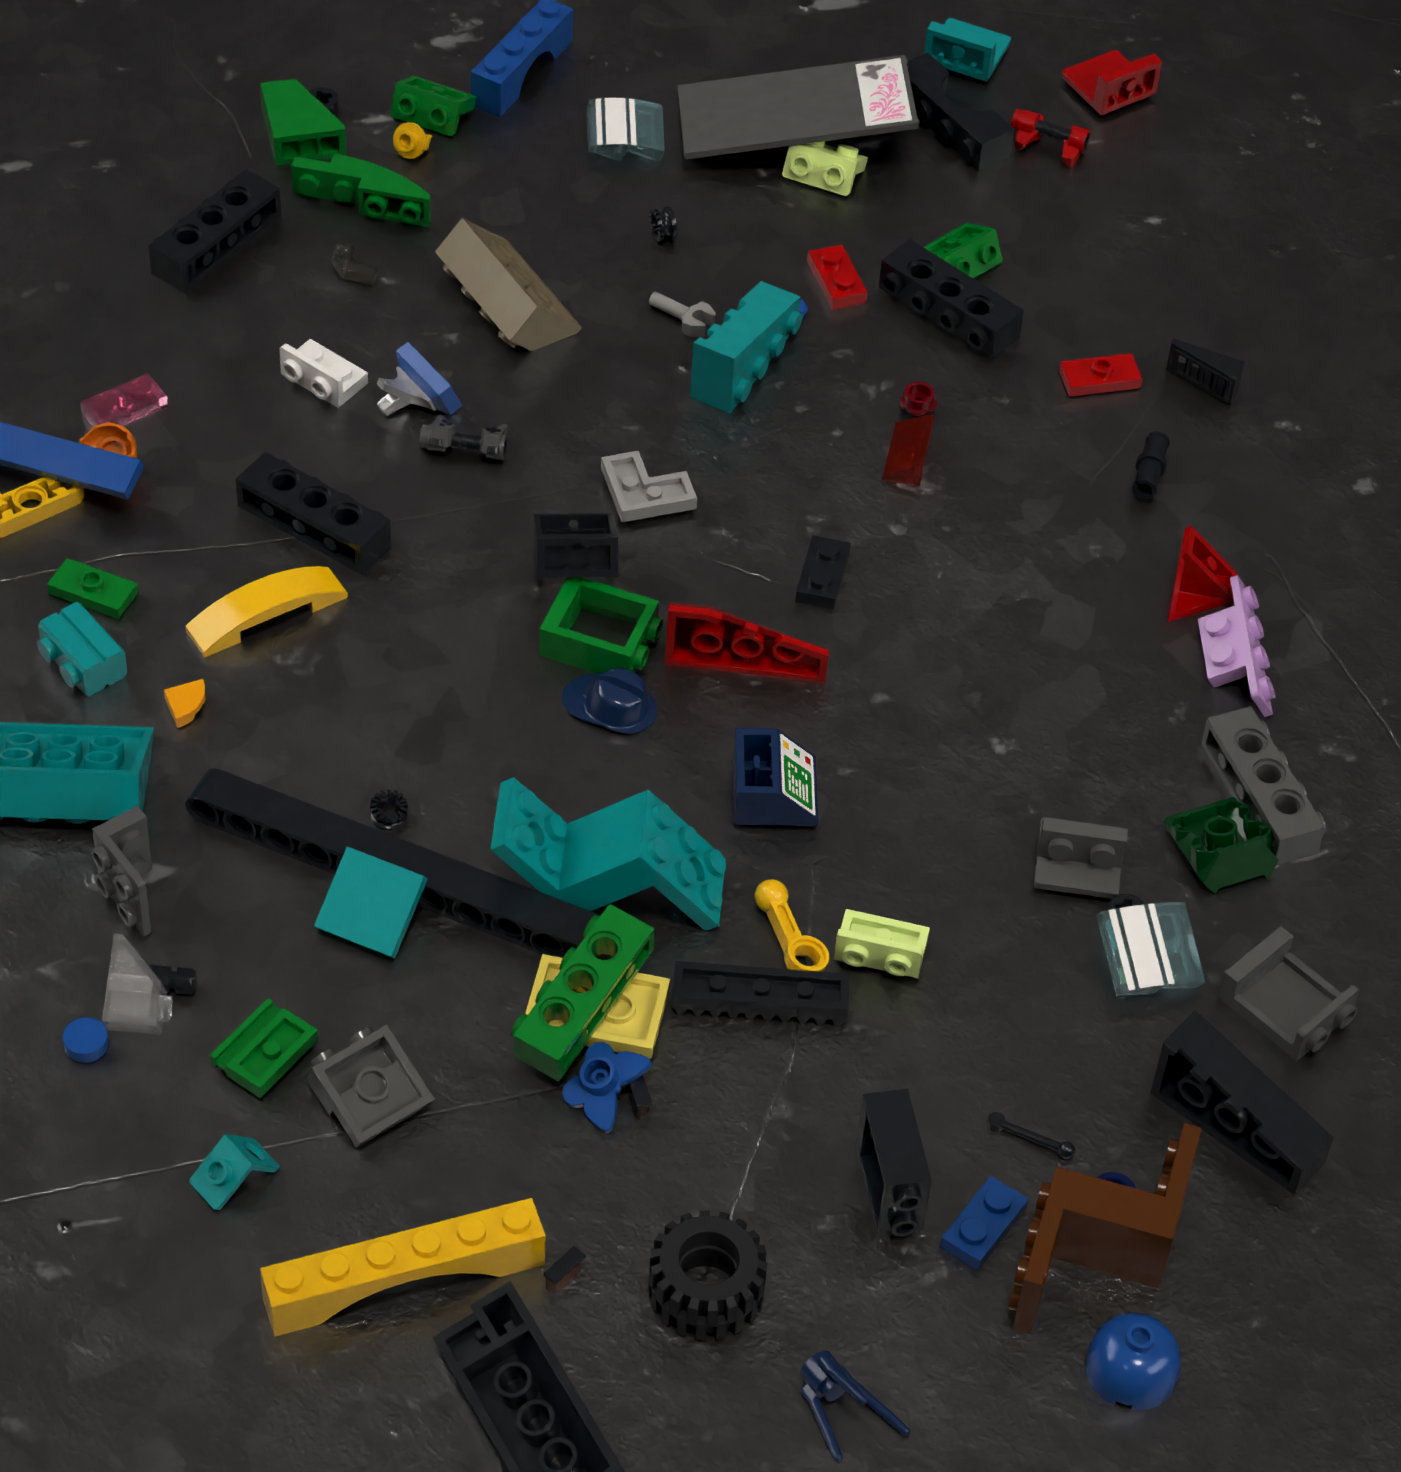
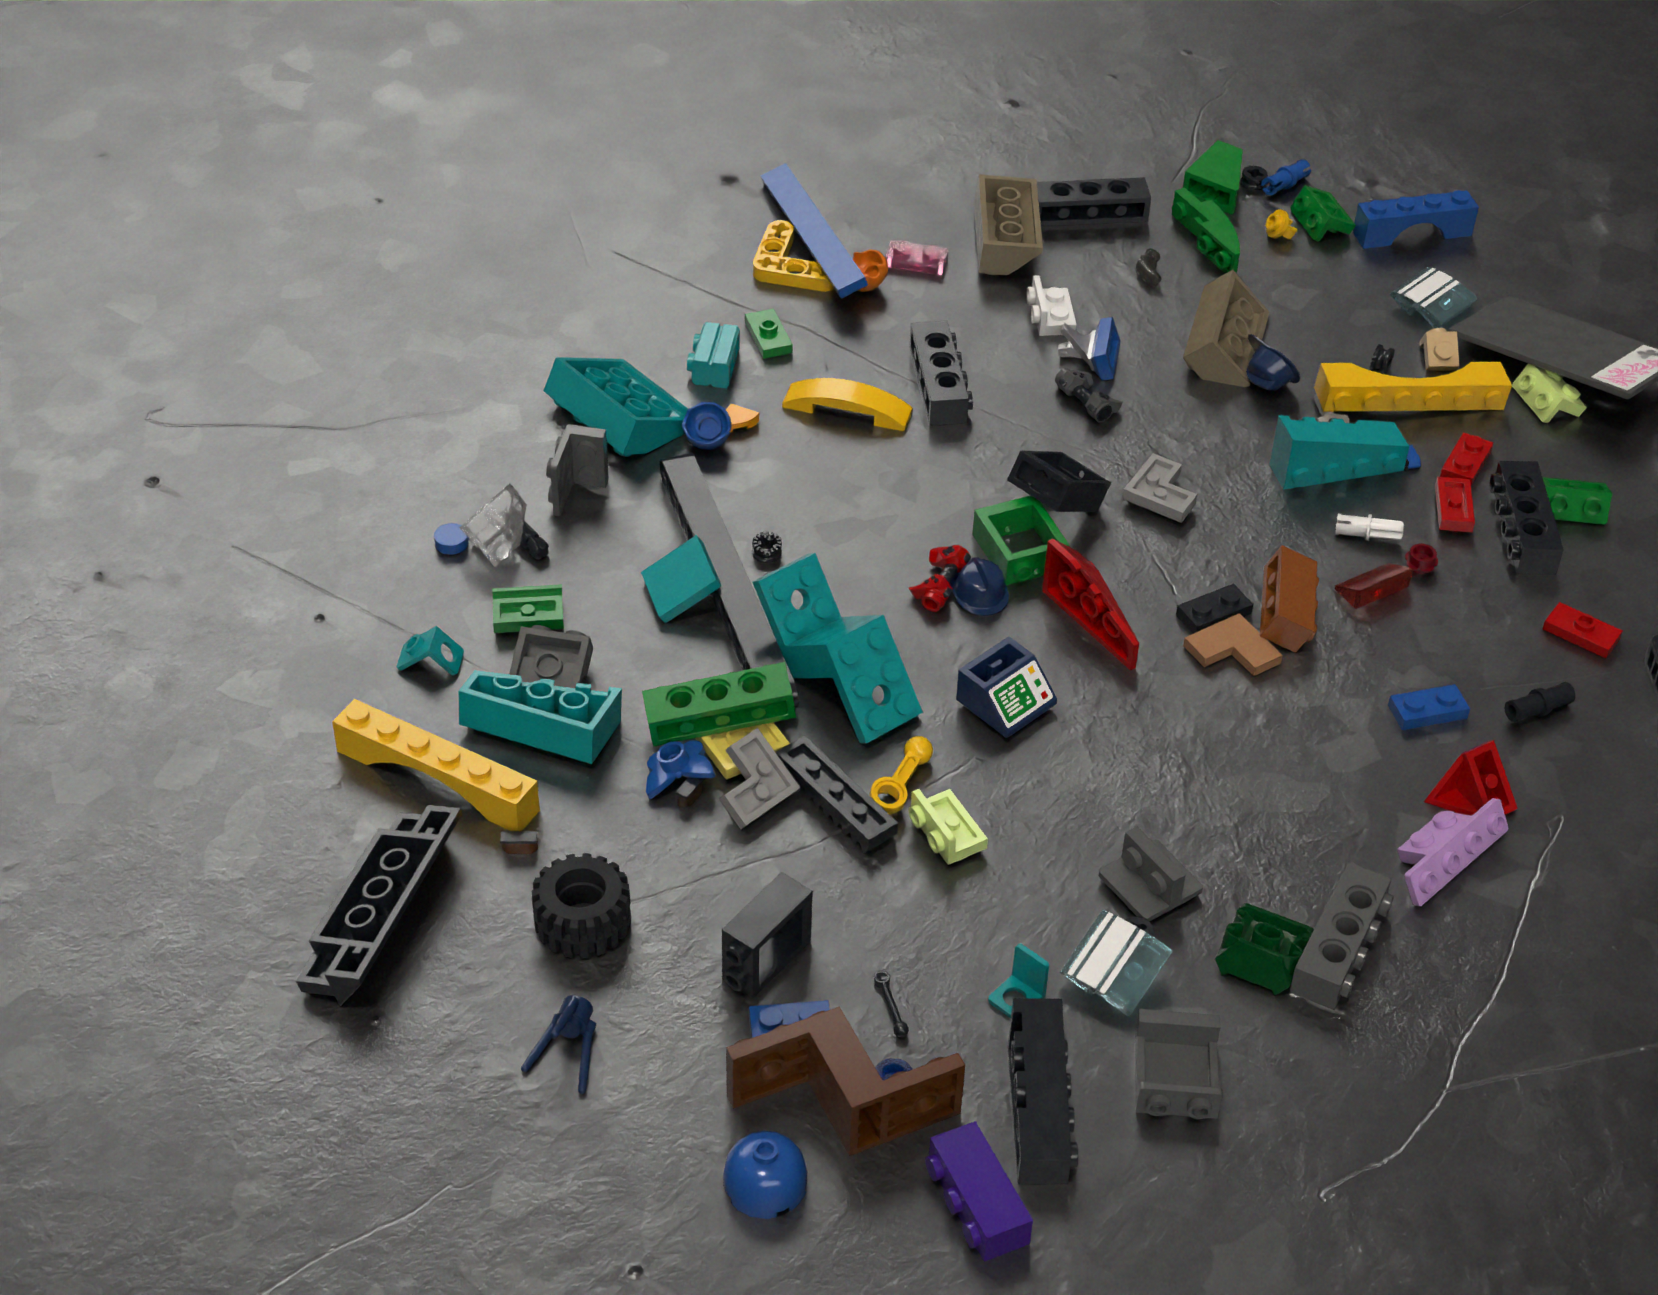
camera: 50 degrees right, 5 degrees down
(179, 307) = (1006, 223): none -> dark tan slope
(182, 729) = (707, 425): none -> blue hair
(354, 83) = (1286, 177): none -> blue pin
(432, 1135) = (541, 714): none -> teal wedge
(588, 298) = (1270, 367): none -> dark blue piece
(591, 732) = (937, 588): none -> red piece
(687, 269) = (1359, 389): none -> yellow arch
(696, 179) = (1440, 350): none -> tan bracket
(697, 1028) = (765, 783): none -> light grey plate
(847, 399) = (1369, 527): none -> white axle
(872, 586) = (1235, 638): none -> medium nougat tile
(878, 516) = (1289, 599): none -> dark orange brick
(883, 327) = (1454, 504): none -> red plate
(1078, 534) = (1428, 707): none -> blue plate
(1105, 1018) = (1027, 977): none -> teal bracket
(1292, 1224) = (979, 1191): none -> dark purple brick

